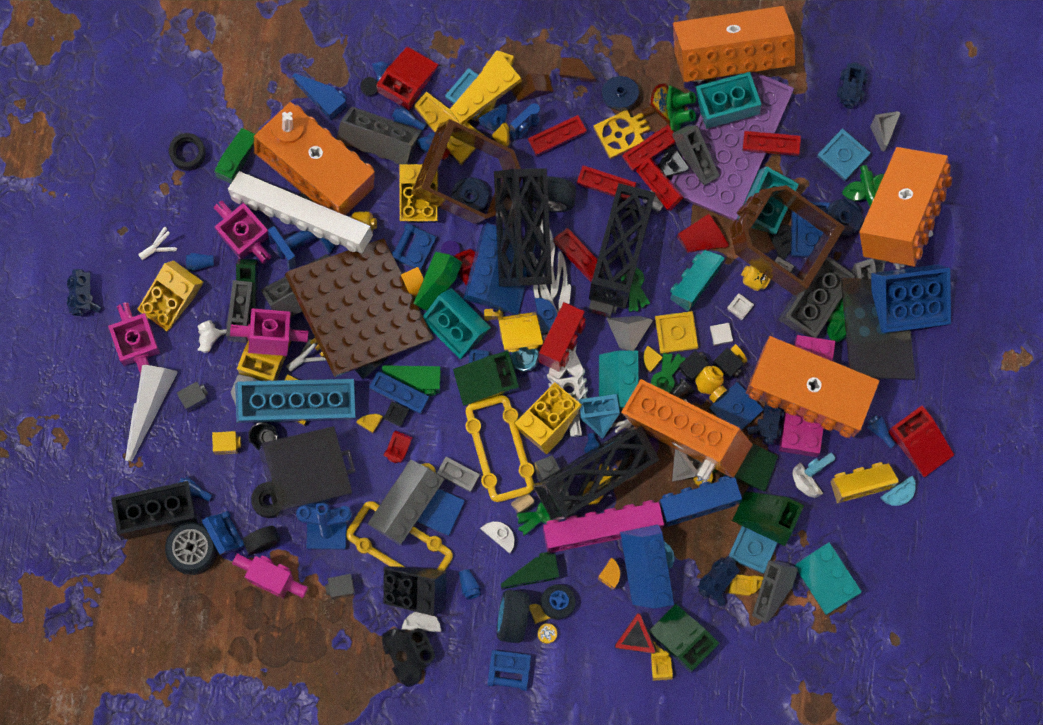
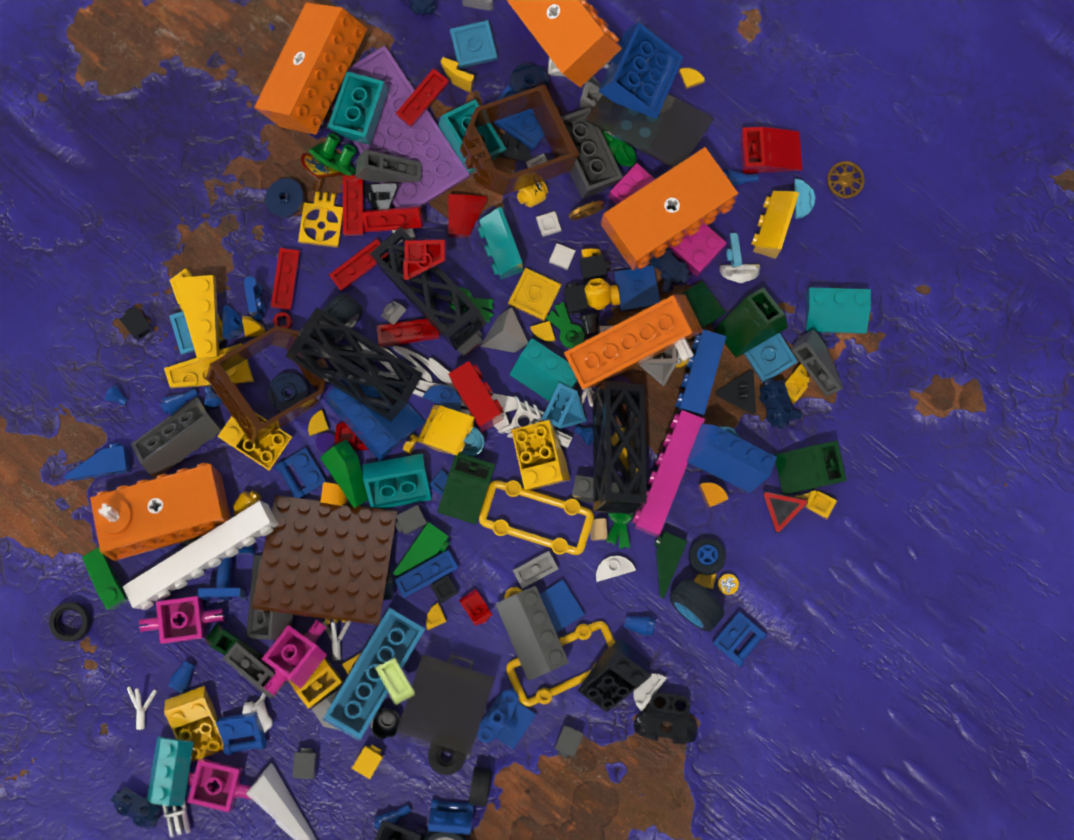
camera: 55 degrees left, 5 degrees up
(91, 327) = (177, 820): none -> white arm
(123, 298) = (170, 771): none -> teal slope
(189, 328) = (238, 727): none -> blue plate
(269, 577) = (519, 801): dark pink brick -> none
(299, 417) = (395, 681): none -> yellowish green tile
(369, 87) = (124, 415): black tile -> none
(406, 77) = (139, 377): red slope -> none
(432, 353) = (410, 520): none -> dark grey brick
(446, 48) = (136, 323): none -> black brick
(461, 234) = (317, 424): none -> yellow tile
(527, 159) = (281, 315): none -> red bush
(533, 86) = (225, 270): reddish brown slope -> none
(575, 69) = (235, 221): reddish brown slope -> none
(586, 232) = (393, 312): none -> light grey plate
(642, 222) = (422, 255): none -> red slope
(708, 545) = (740, 392): none -> black piece
(769, 327) = (586, 210): none -> pearl gold wheel
(808, 163) = (459, 78): none -> yellow slope
(866, 188) = (518, 44): green plant -> none
(938, 340) = (691, 77): none -> yellow tile
(941, 518) = (845, 179): none -> pearl gold wheel

